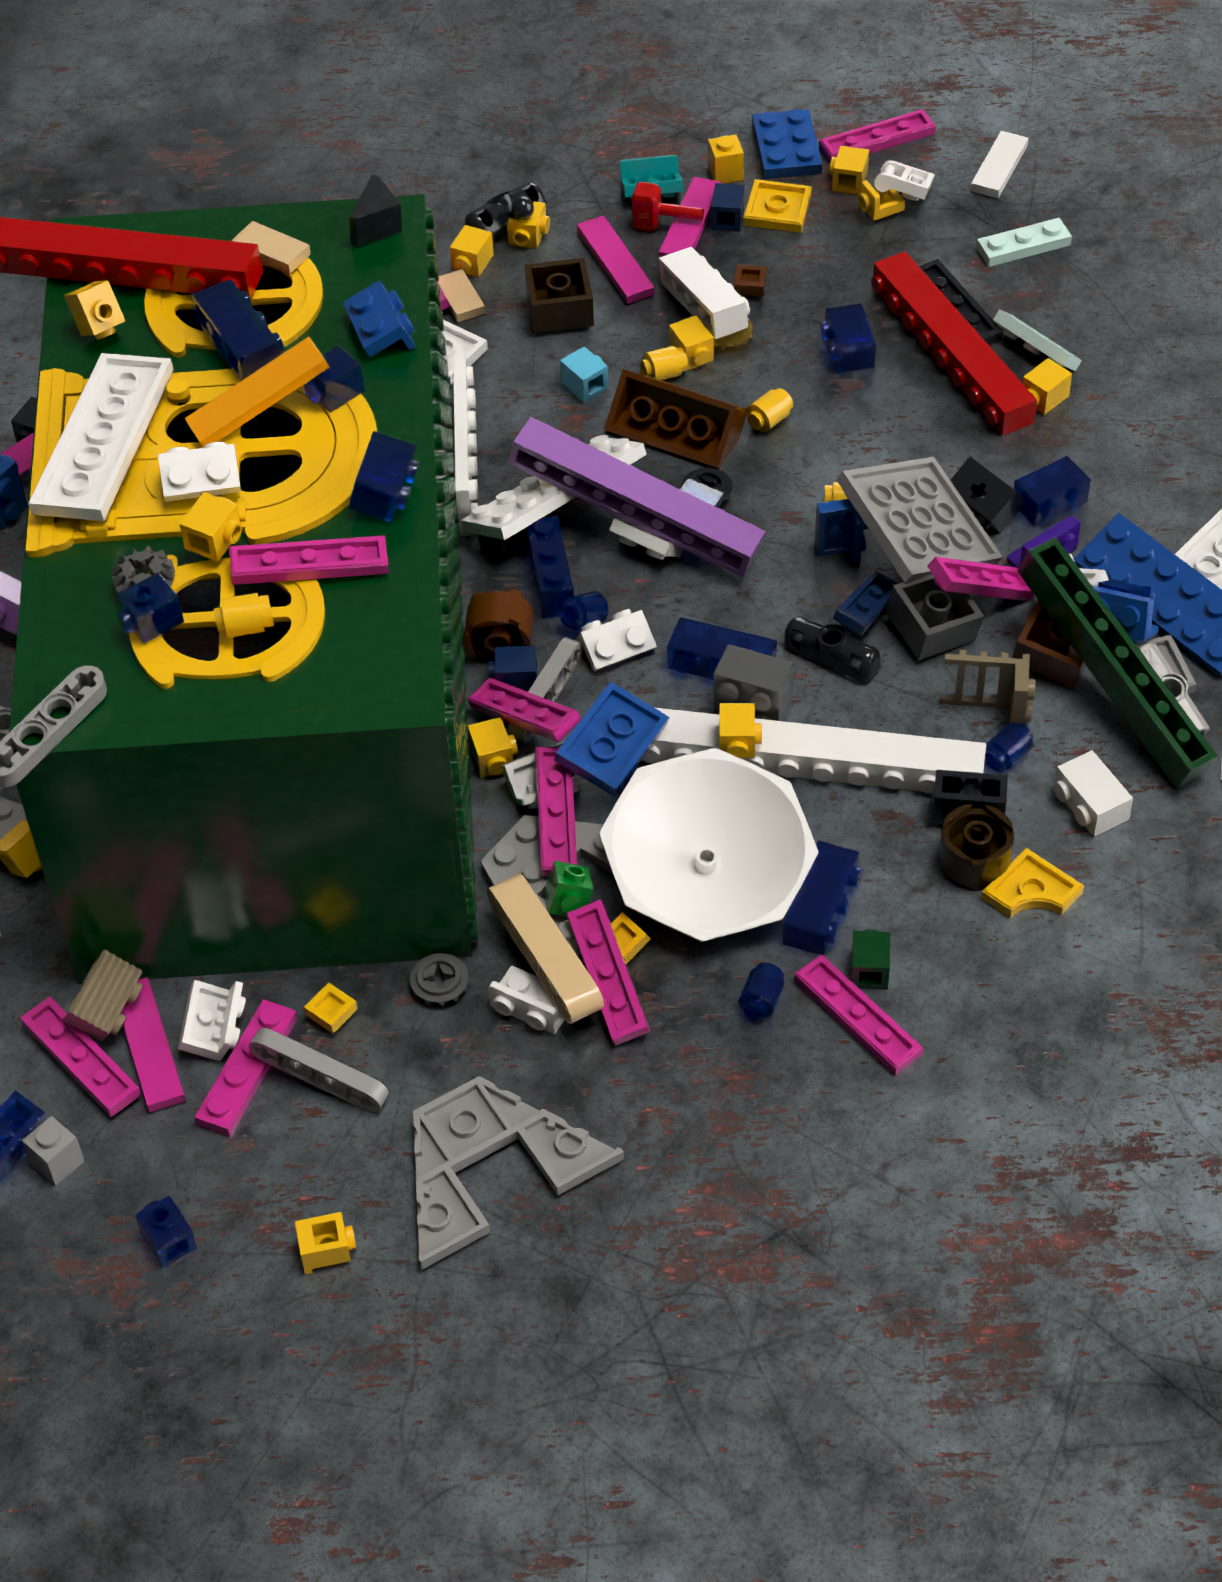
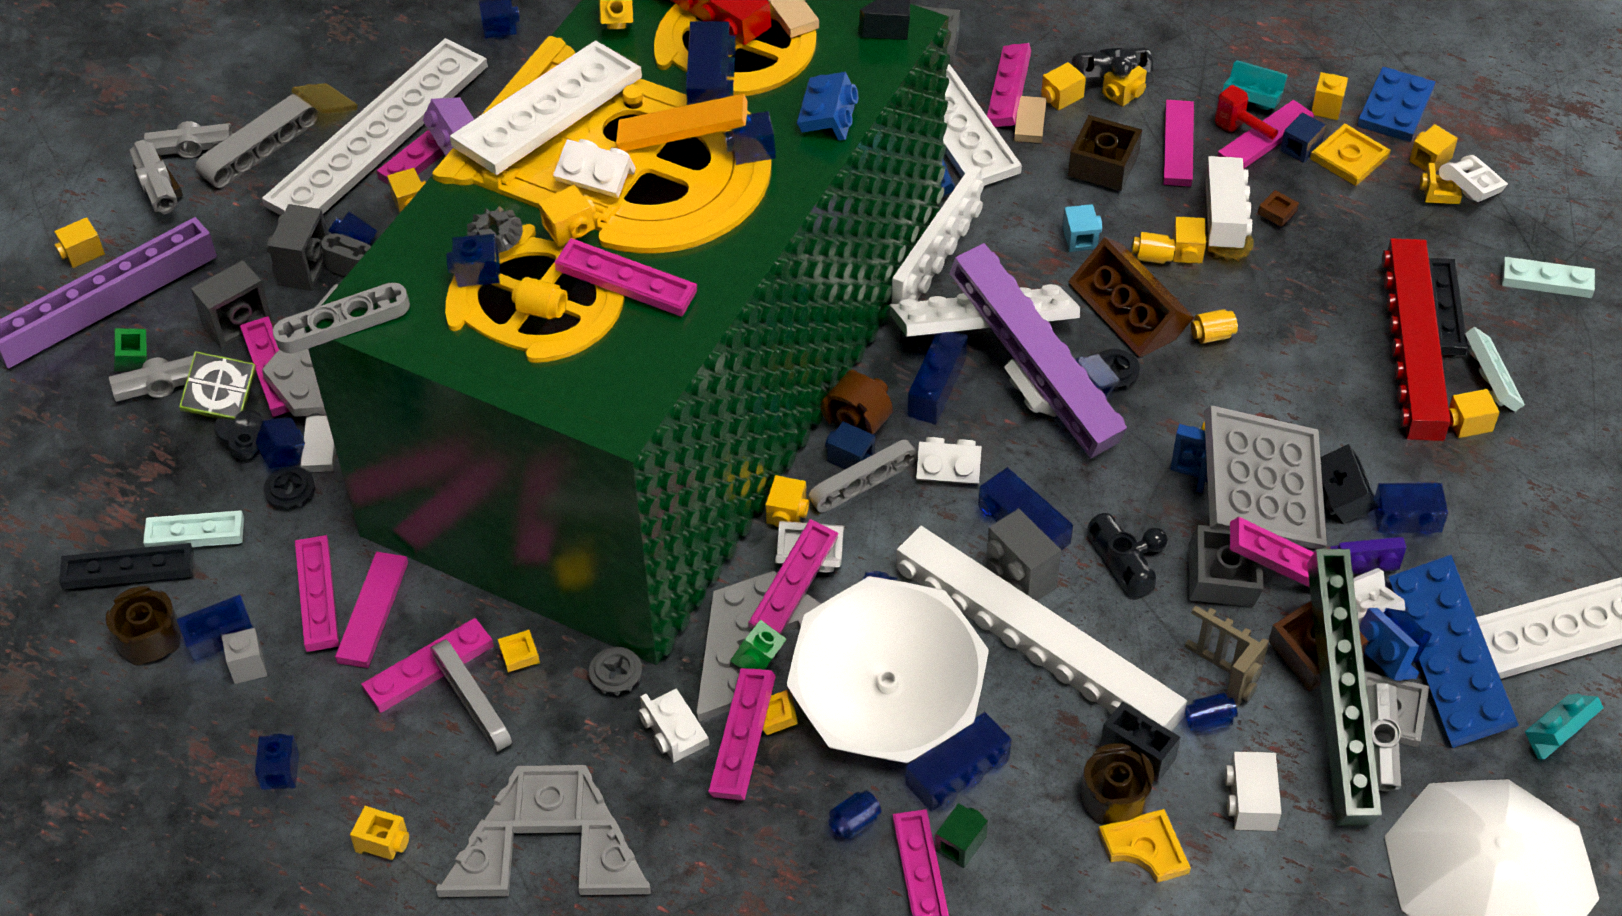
camera: 30 degrees right, 0 degrees up
(103, 996) = (357, 554): dark tan brick -> none
(211, 1019) = (424, 612): white bracket -> none
(383, 476) = (729, 235): clear blue brick -> none
(524, 709) = (825, 484): dark pink tile -> none
(545, 948) = (703, 689): tan beam -> none
(583, 609) = (938, 424): clear blue brick -> none
(611, 738) = (873, 541): blue plate -> none
(738, 729) = (979, 585): yellow brick -> none
(849, 338) = (1327, 294): clear blue brick -> none
(865, 603) = (1170, 529): dark blue tile -> none
(881, 134) = (1486, 130): dark pink tile -> none
(999, 164) = (1575, 199): white tile -> none

